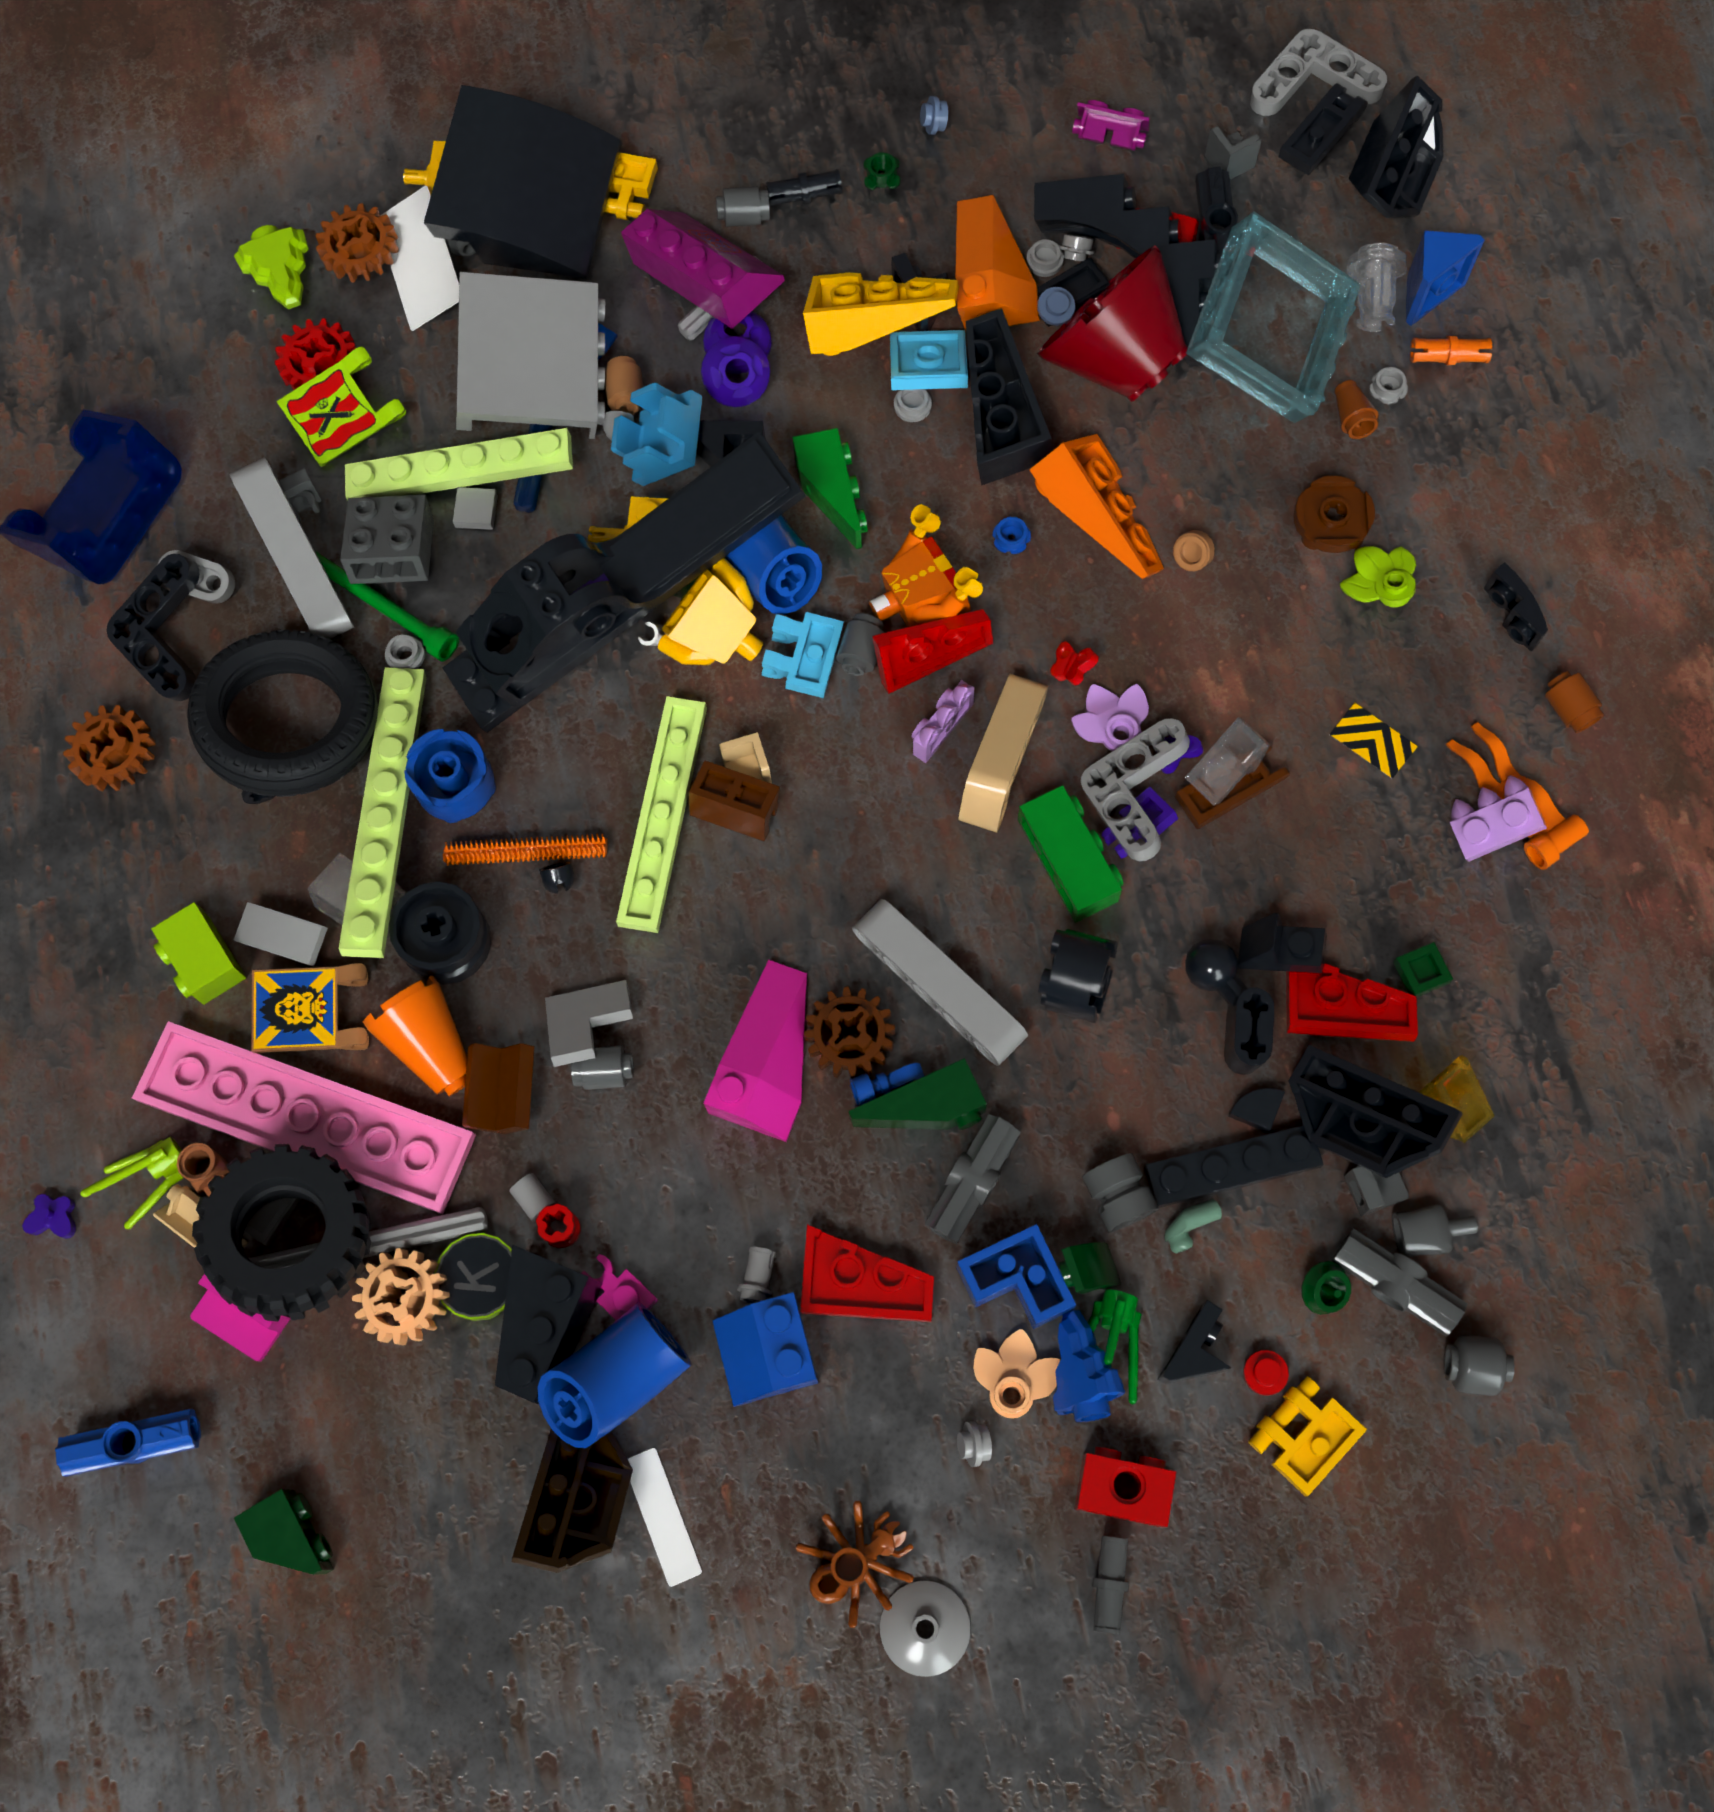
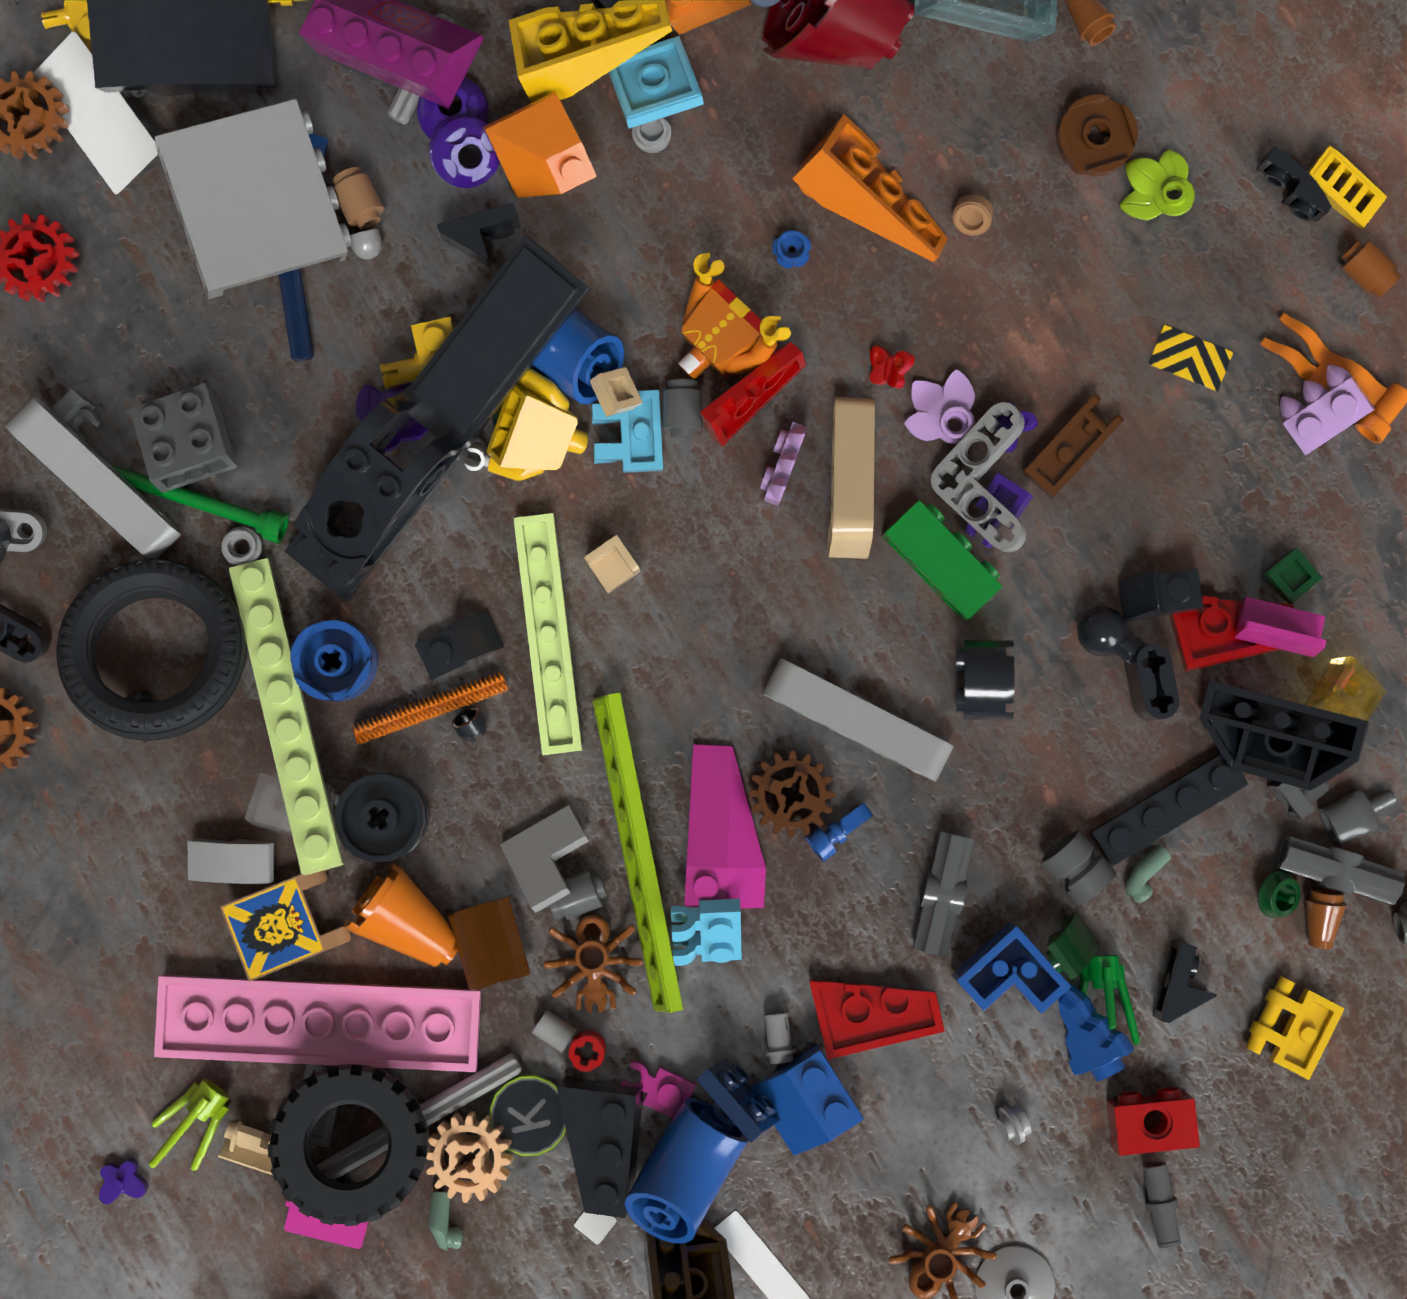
camera: 30 degrees left, 15 degrees up
(189, 1161) = (262, 1108): nougat axle -> none
(197, 954) = (159, 904): lime brick -> none
(333, 411) = (74, 313): flag -> none
(345, 1360) = (439, 1225): none -> sand green arm
(461, 465) = (223, 336): yellowish green plate -> none
(475, 508) = (254, 372): light grey tile -> none
(505, 1414) = (595, 1226): none -> white sticker
(573, 801) = (459, 645): none -> black slope
(598, 1131) = (591, 958): none -> dark orange animal
(663, 438) = (417, 248): dark azure panel -> none
(675, 1048) = (637, 853): none -> lime tile
(690, 1320) = (737, 1101): none -> dark blue plate
(731, 1142) = (718, 935): none -> medium azure plate
(733, 800) = (612, 602): reddish brown hinge -> none
(801, 605) = (616, 391): none -> tan plate
(802, 383) = (540, 149): none -> orange slope
(825, 480) = (591, 241): green slope -> none
(932, 1102) = (888, 834): dark green slope -> none
(1005, 409) = (748, 117): black wedge -> none
(1015, 1368) = (1029, 1046): light nougat plate -> none
(1228, 761) = (1068, 434): clear slope -> none
(1258, 1108) = (1177, 748): black tile -> none
(1266, 1372) = (1245, 983): red plate -> none
(1369, 1326) = (1324, 916): none -> dark orange cone
(1396, 1011) = (1280, 627): none -> dark pink panel
(1576, 616) = (1343, 167): none -> yellow slope

